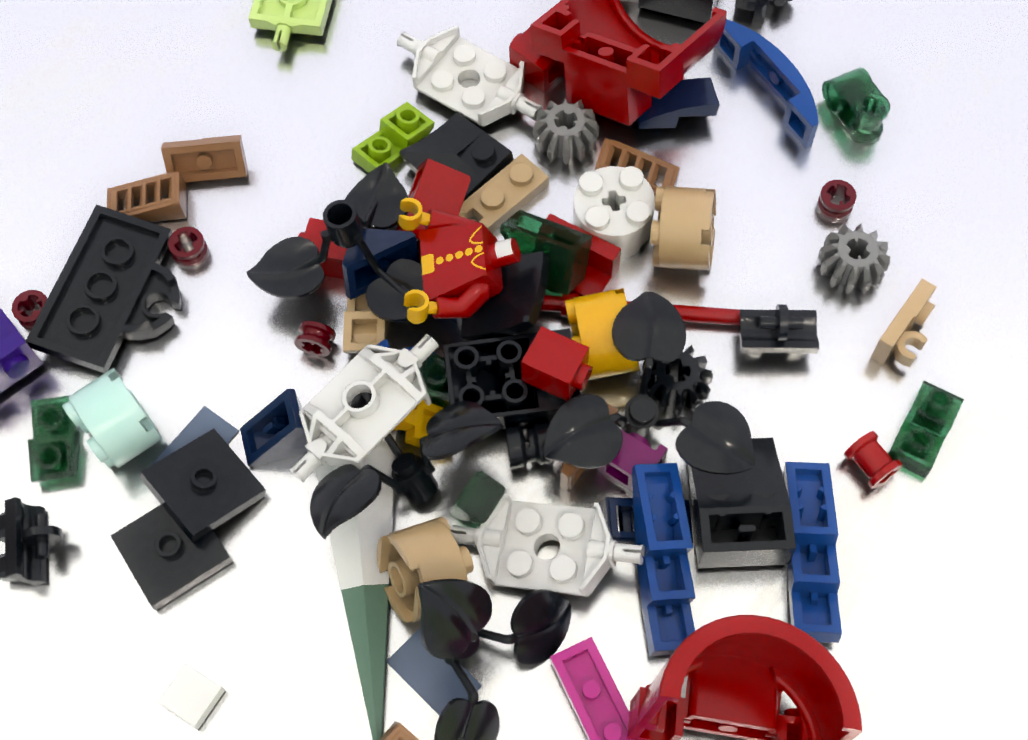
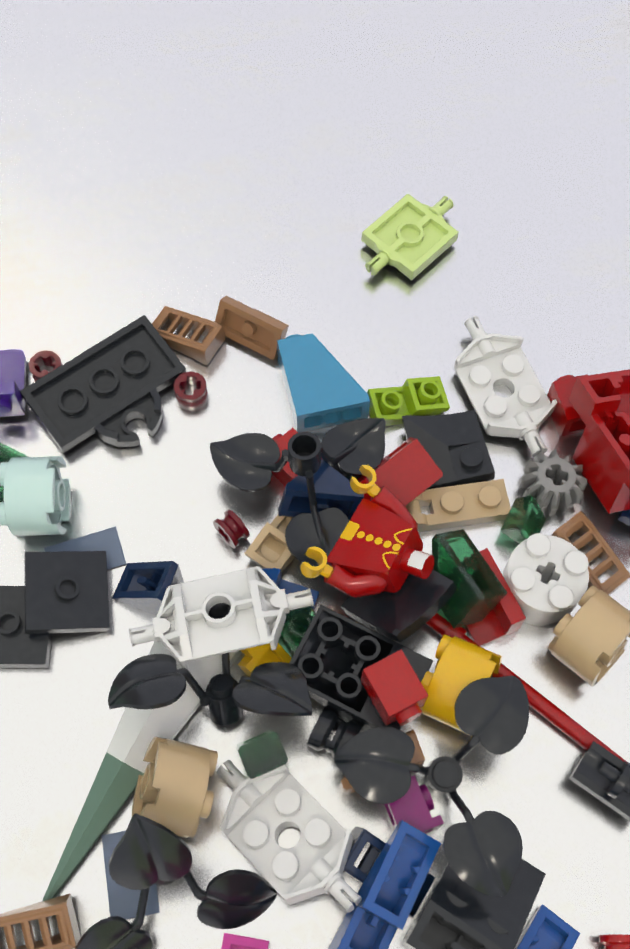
camera: 30 degrees right, 0 degrees up
(303, 170) = (318, 385): none -> dark azure slope
(562, 175) = (523, 519): none -> clear green slope
(691, 384) = (501, 780): black gear -> none

